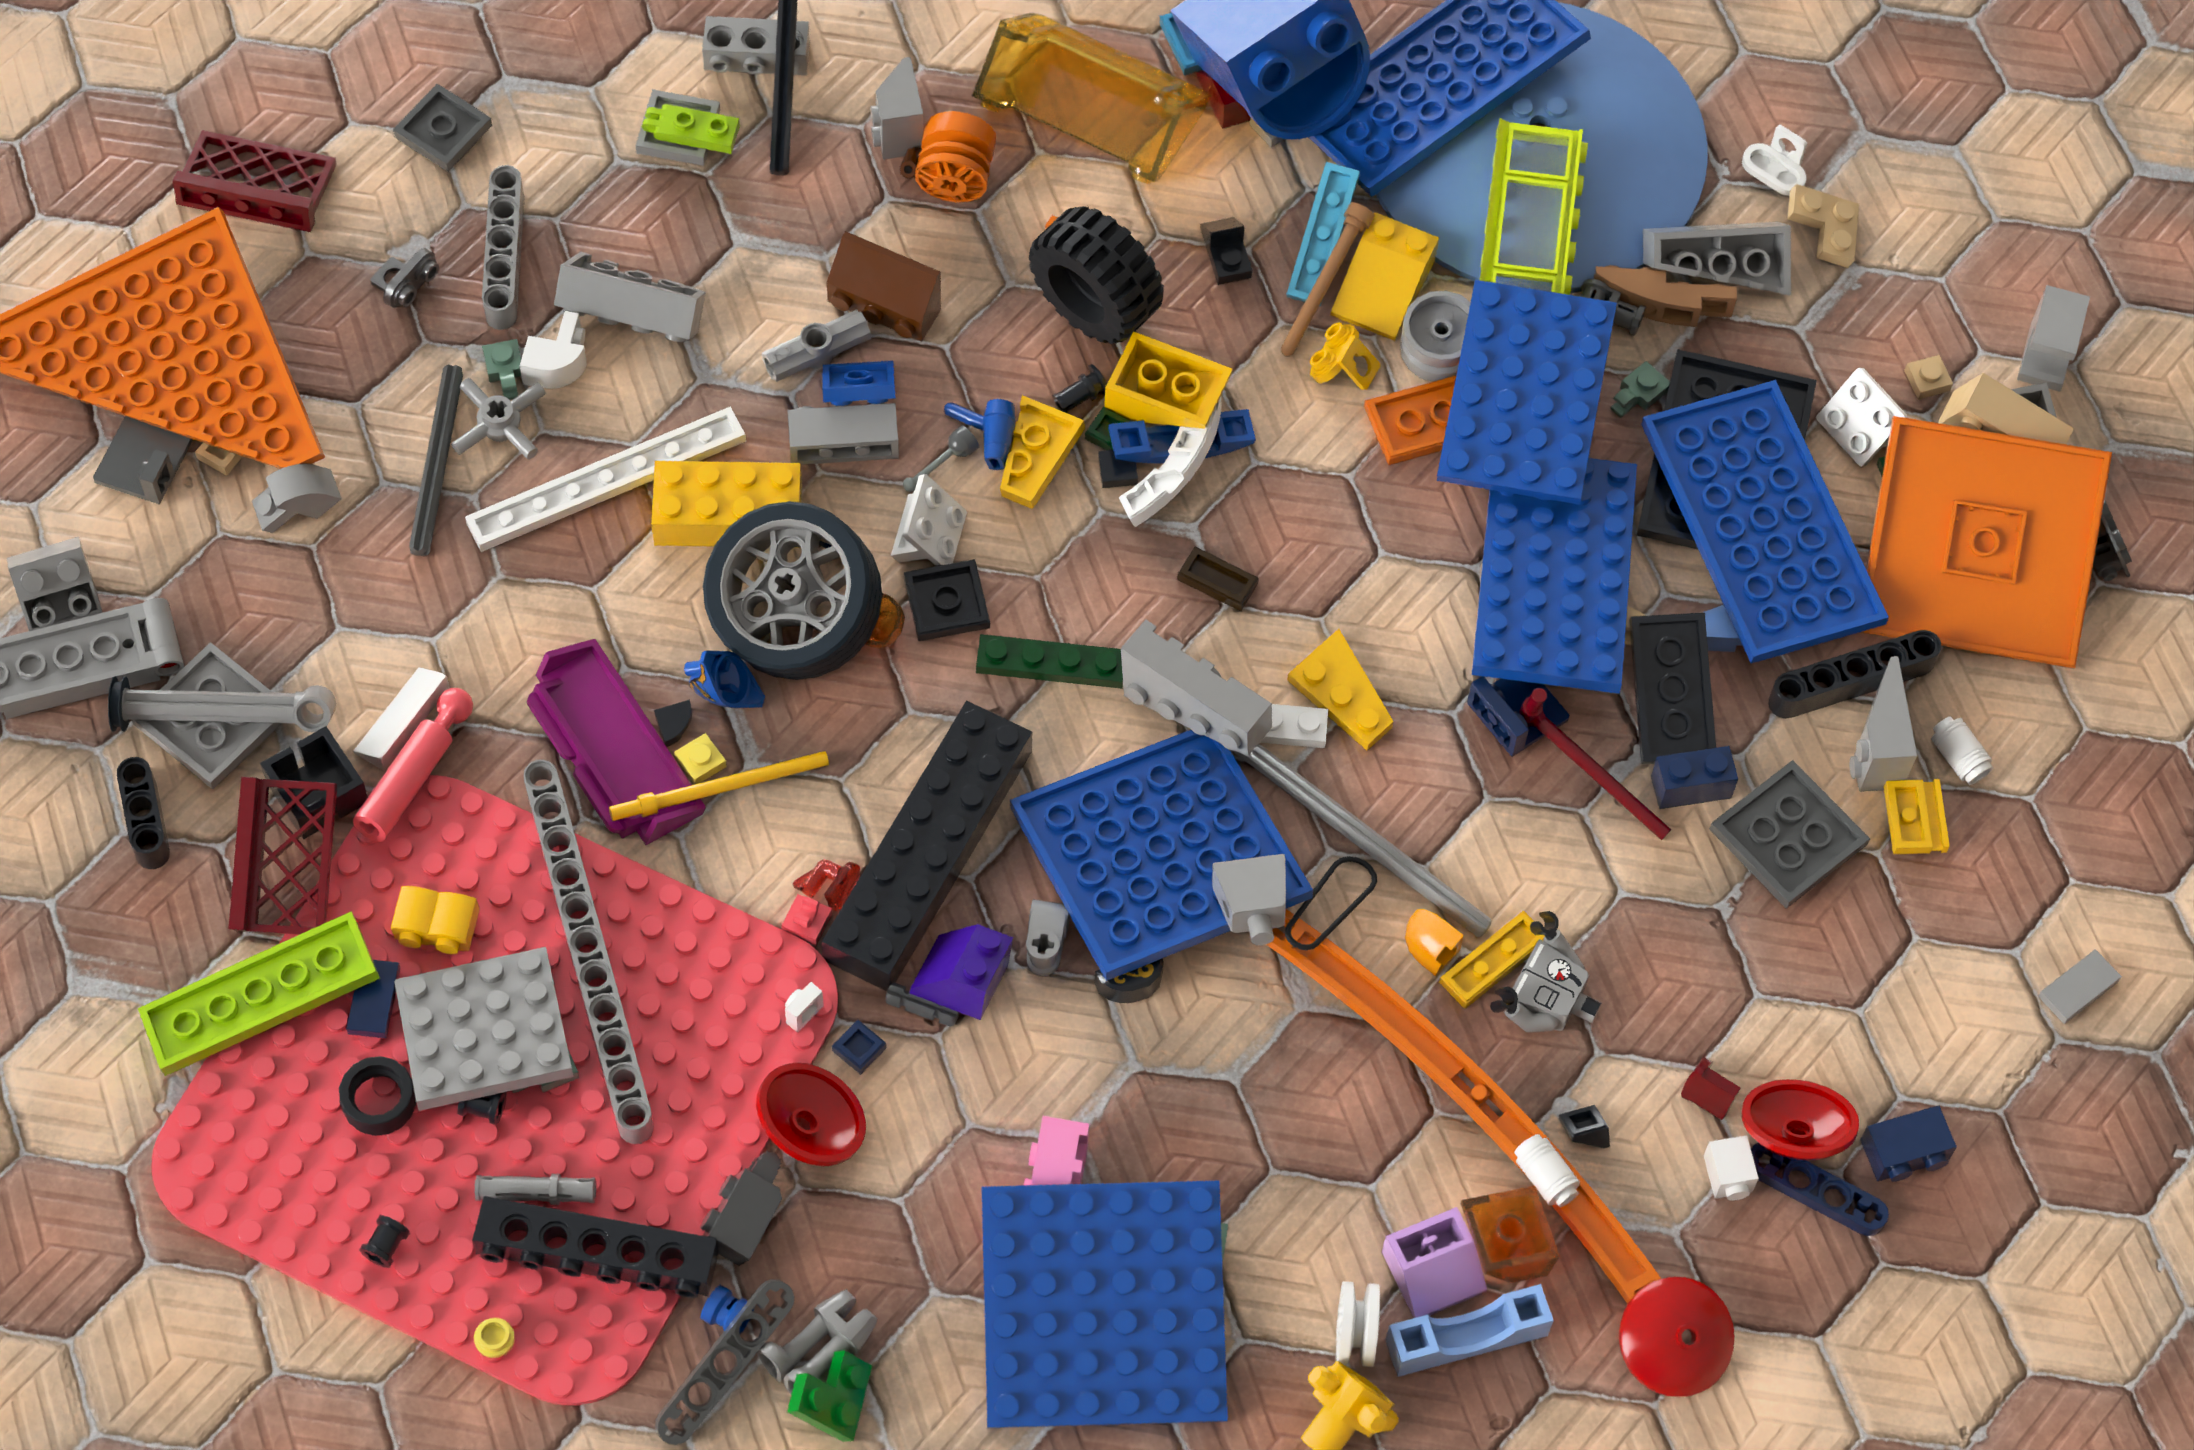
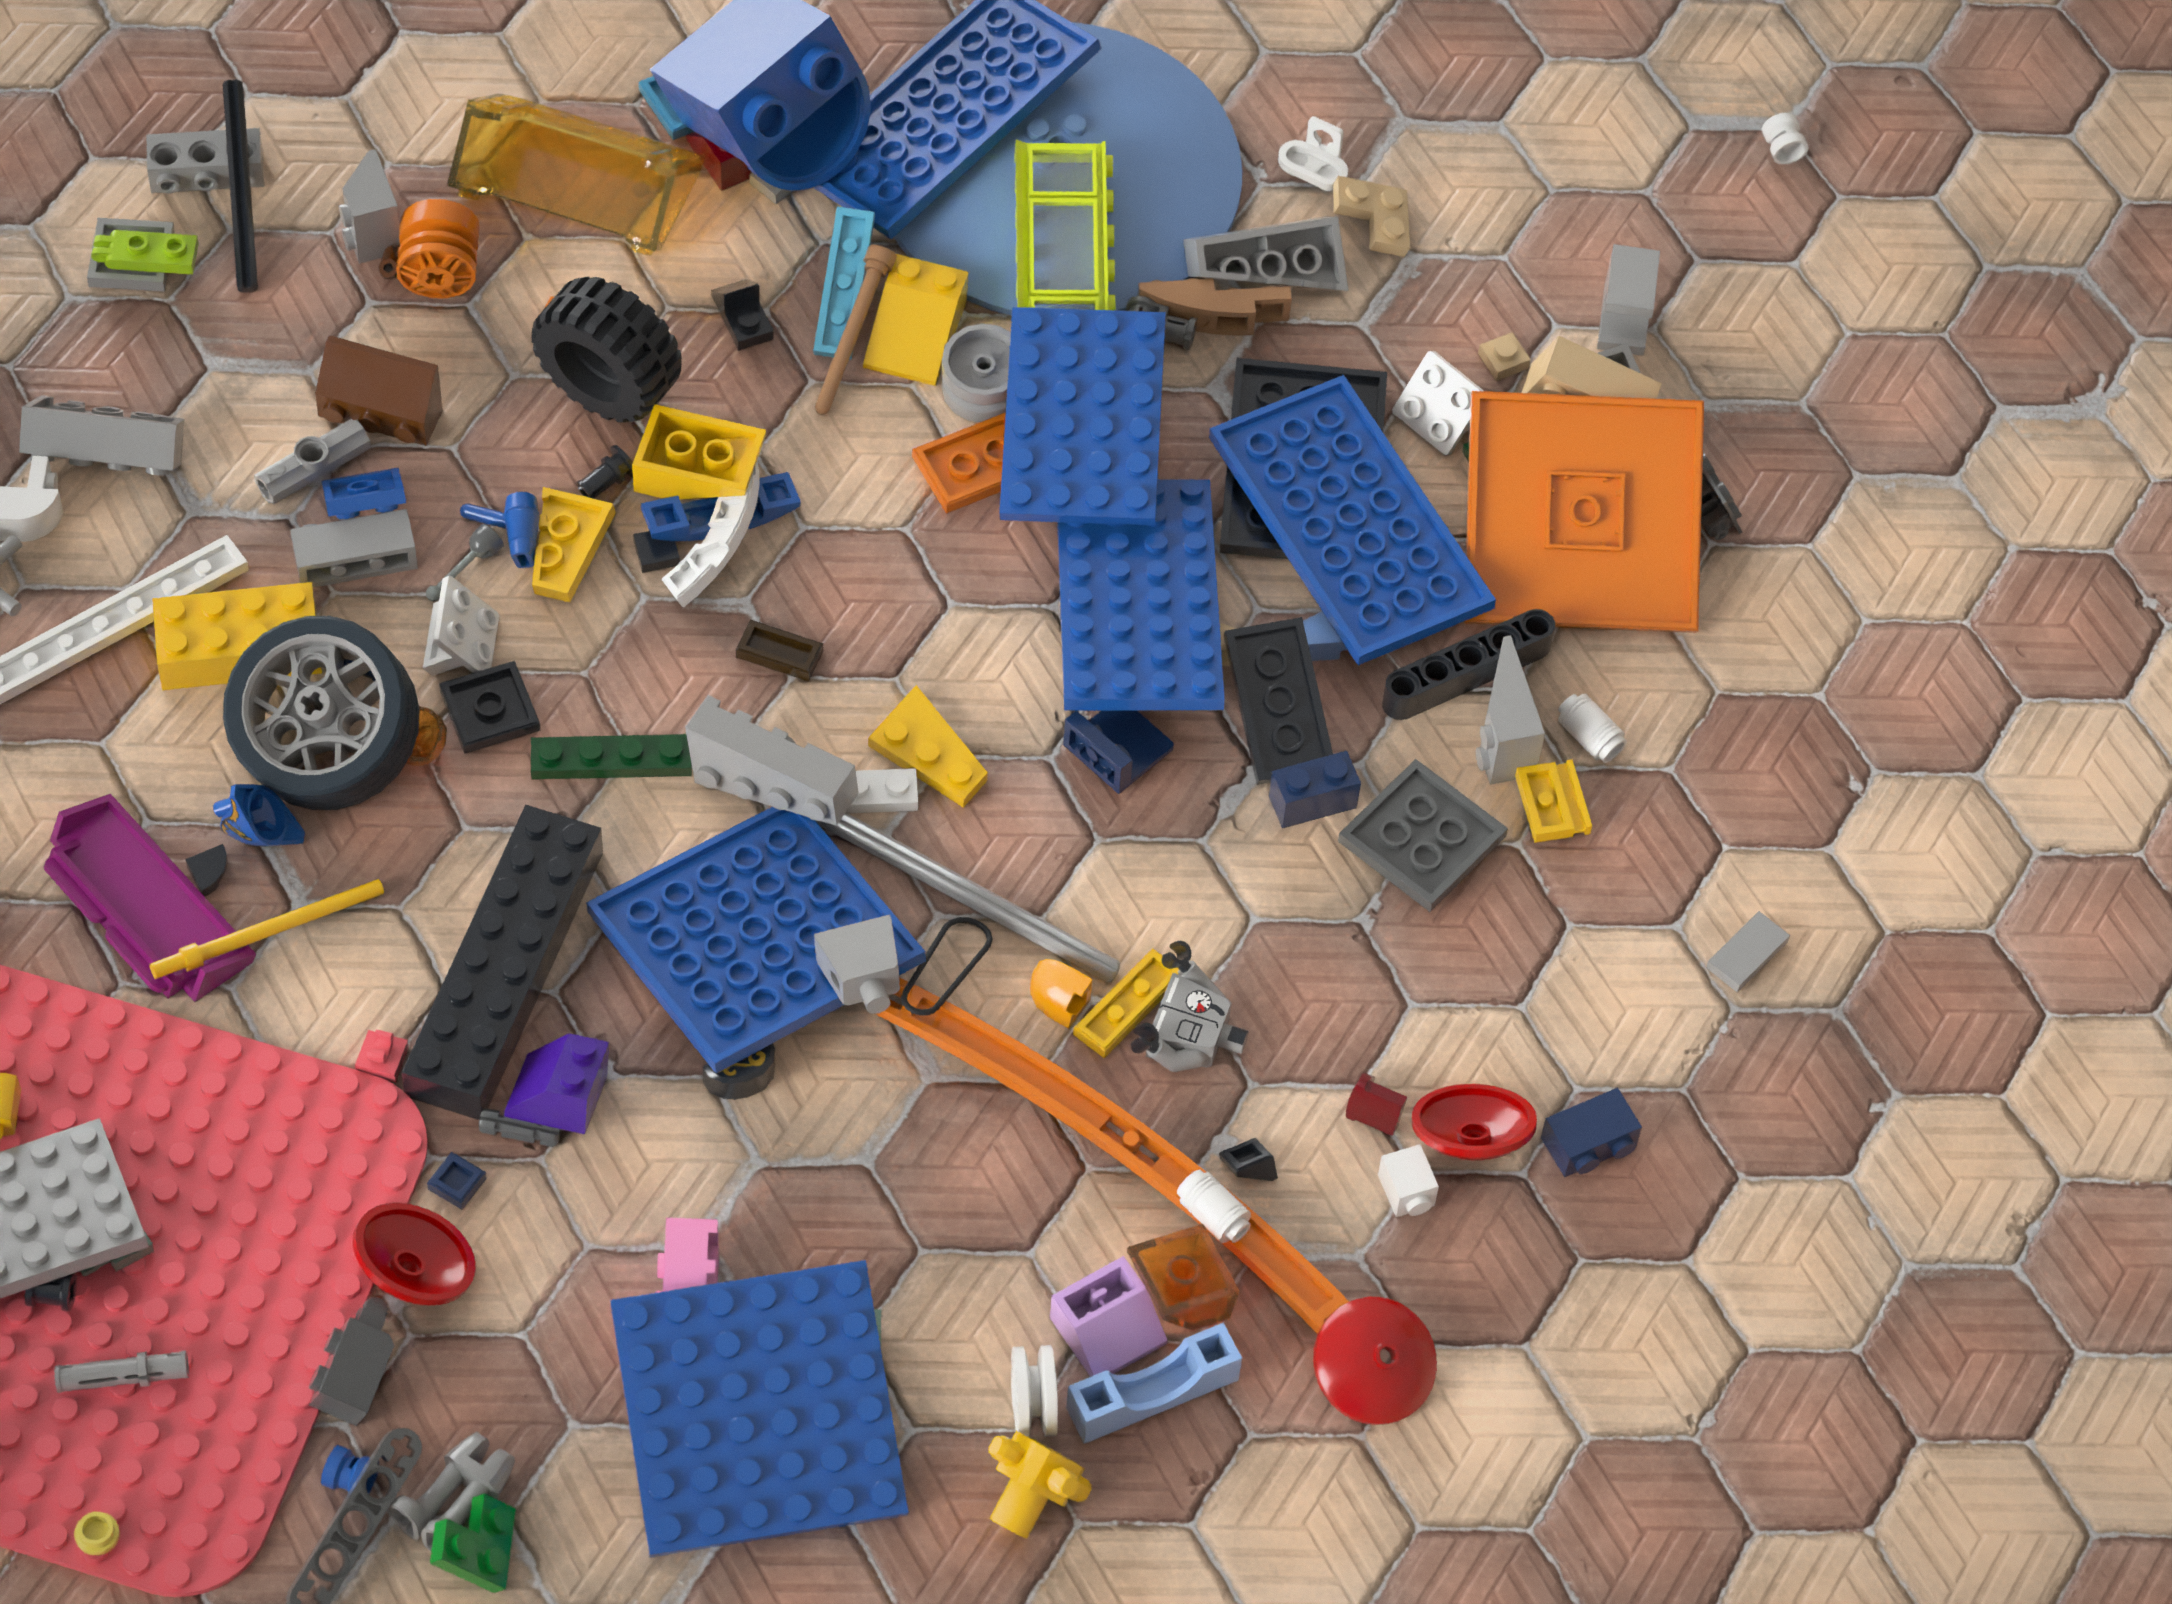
camera: 10 degrees left, 5 degrees down
(502, 1217) = (179, 1407): black brick -> none
(592, 964) = (149, 1130): light grey beam -> none
(700, 759) = (242, 904): light yellow plate -> none
(803, 1006) = (390, 1143): white plate -> none
(843, 881) = (415, 1008): clear red piece -> none
(1046, 932) = (644, 1039): light grey piece -> none
(1098, 430) = (631, 515): dark green tile -> none
(1338, 354) = (877, 402): yellow bracket -> none
(1534, 716) = (1139, 749): dark red bar -> none
(1640, 387) = (1204, 402): sand green plate -> none
(1814, 1193) = (1504, 1185): dark blue beam -> none

